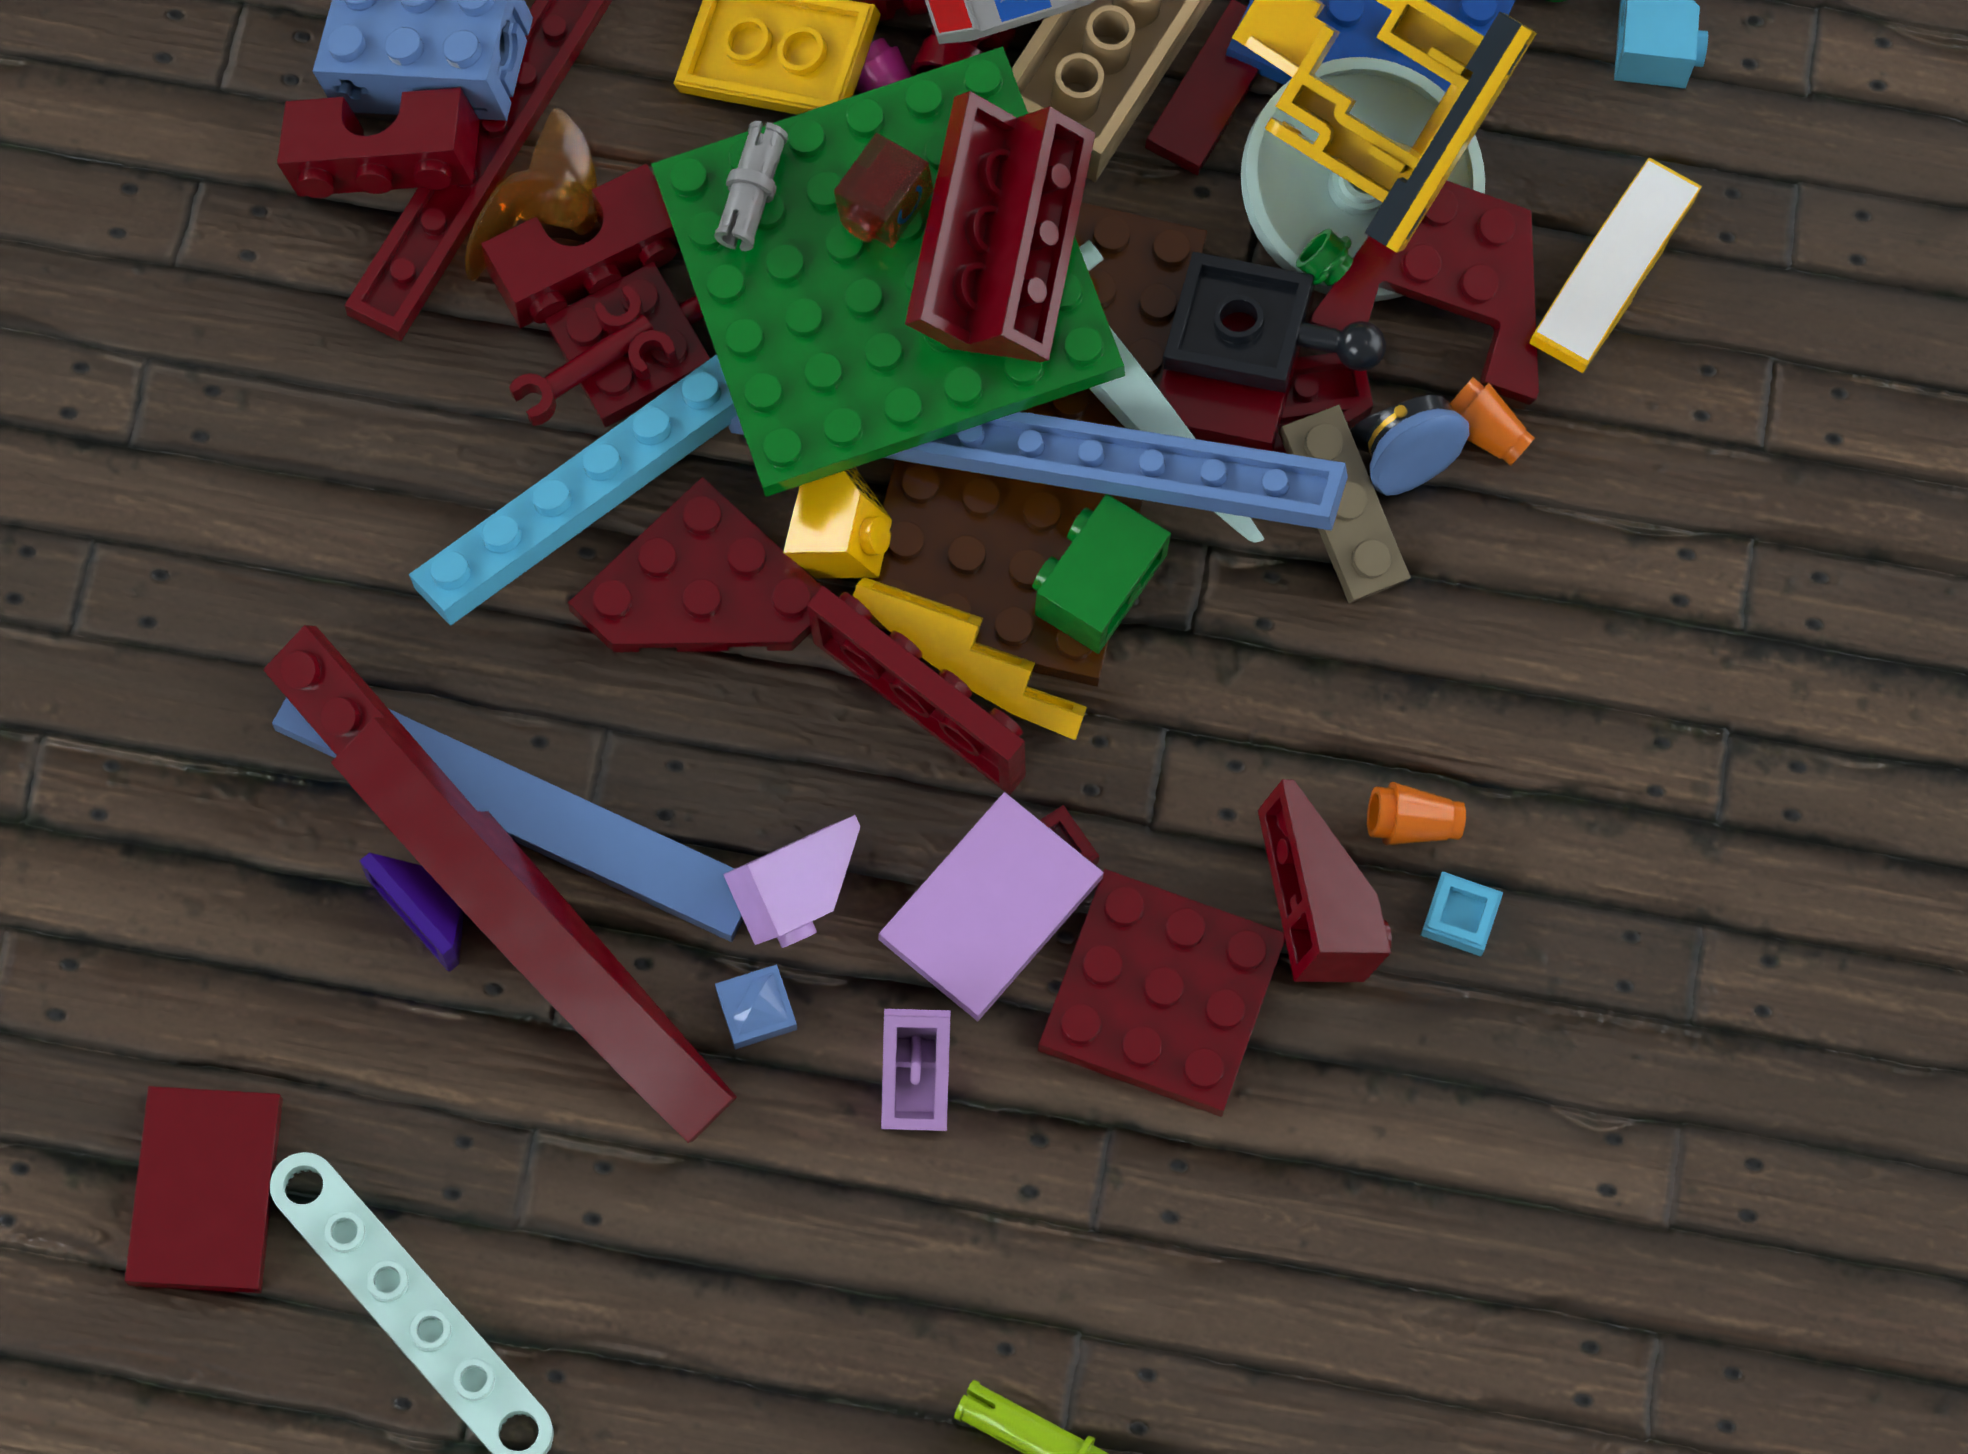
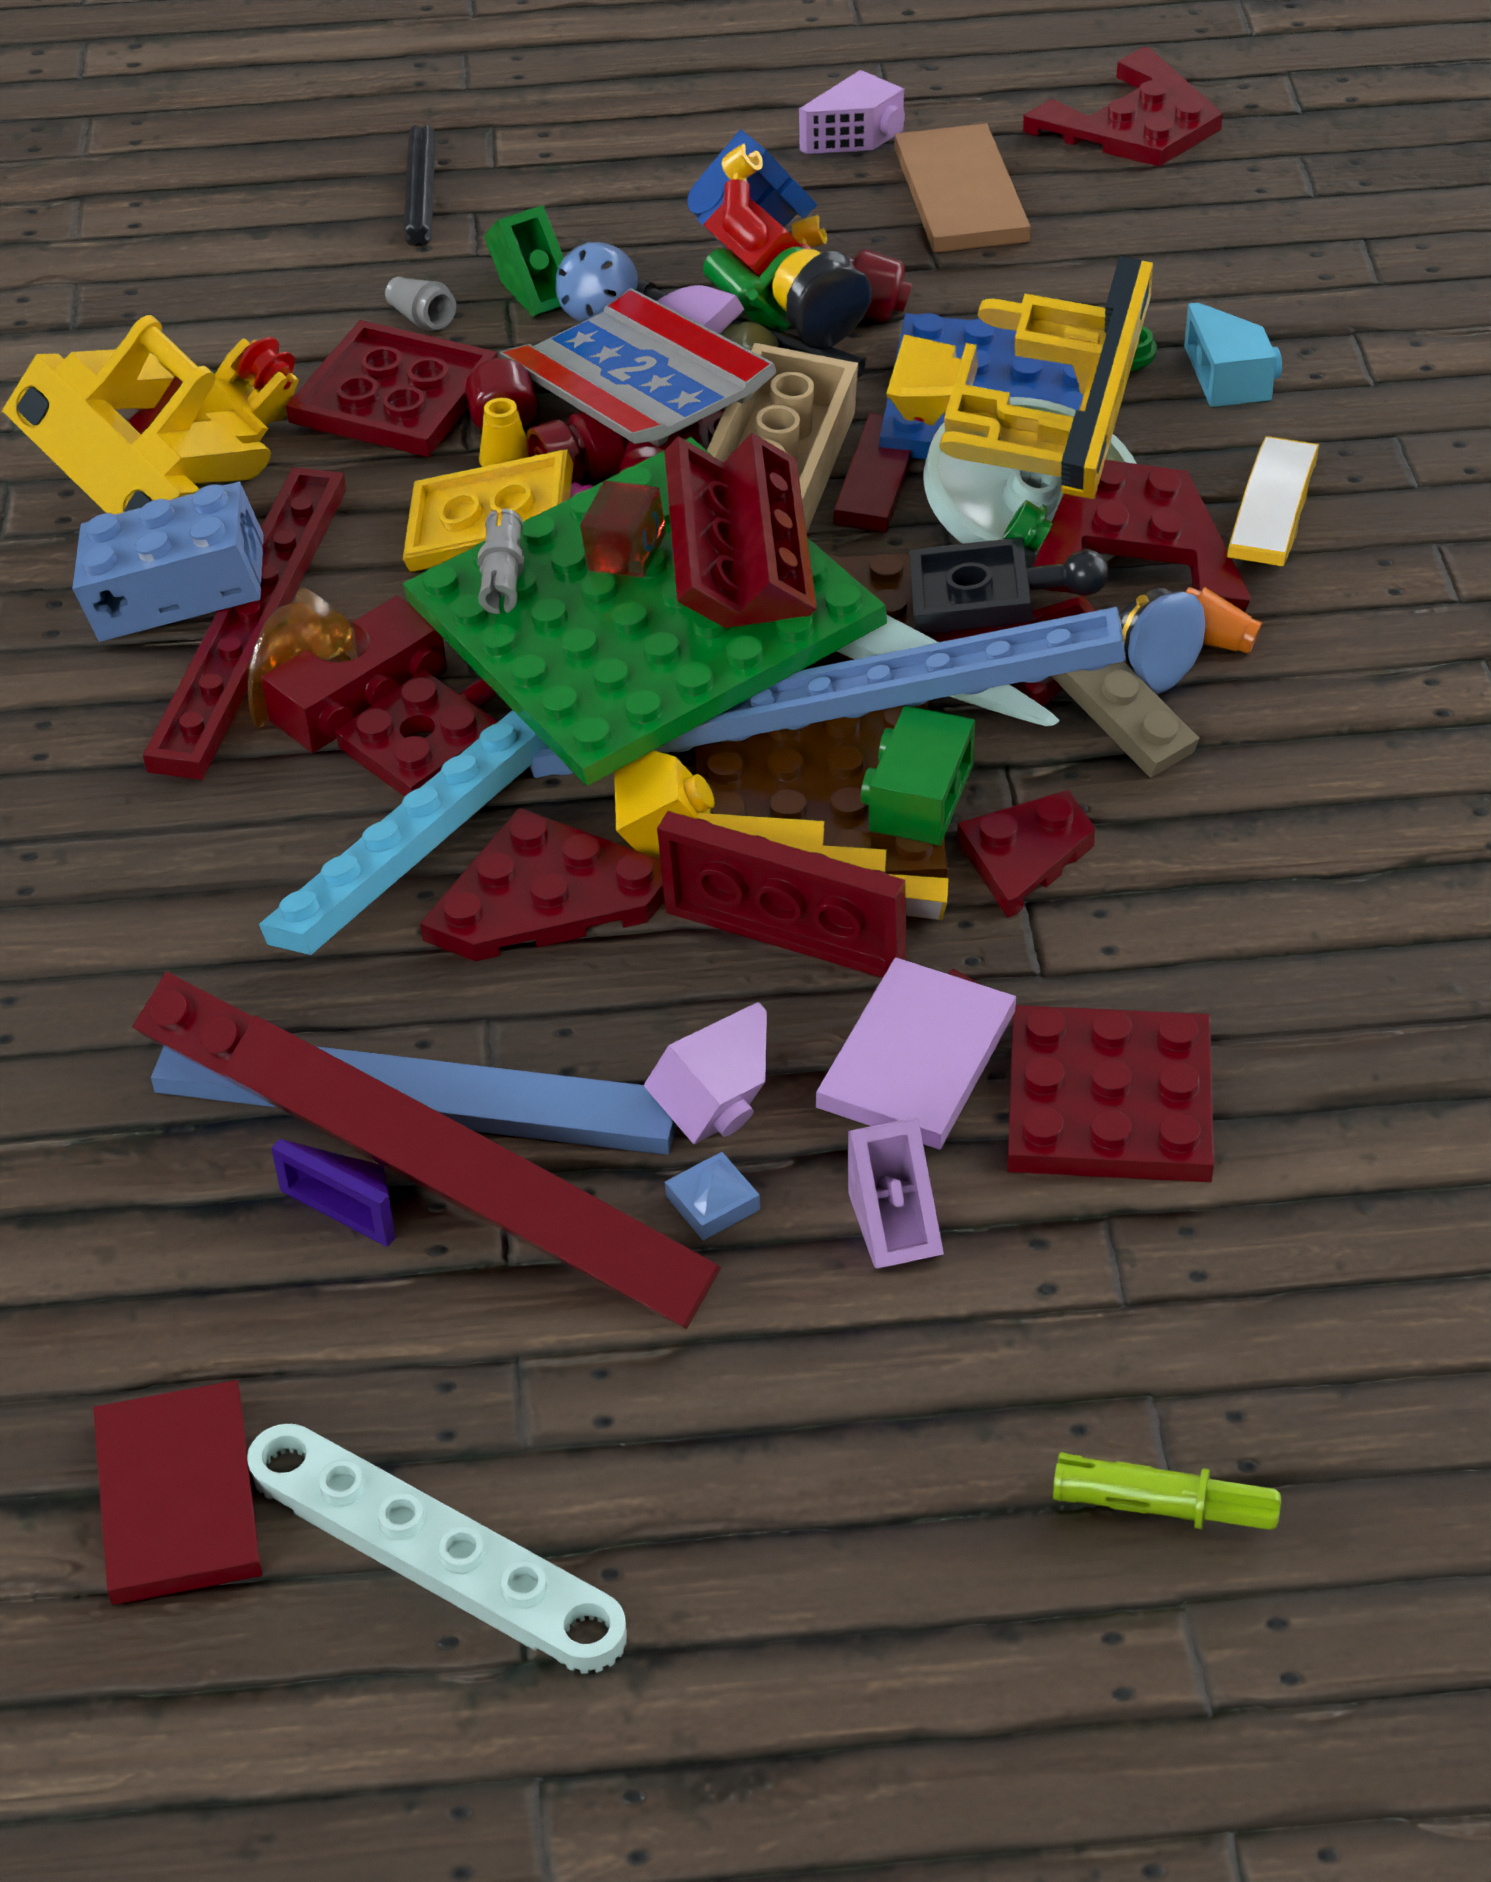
camera: 10 degrees left, 25 degrees down
(424, 147) = (183, 626): dark red arch -> none
(628, 334) = (407, 717): dark red bar -> none
(1189, 664) = (1026, 845): none -> dark red wing
(1322, 897) = (1231, 972): dark red slope -> none
(1413, 816) = (1284, 901): orange cone -> none
(1461, 914) = (1365, 968): medium azure tile -> none

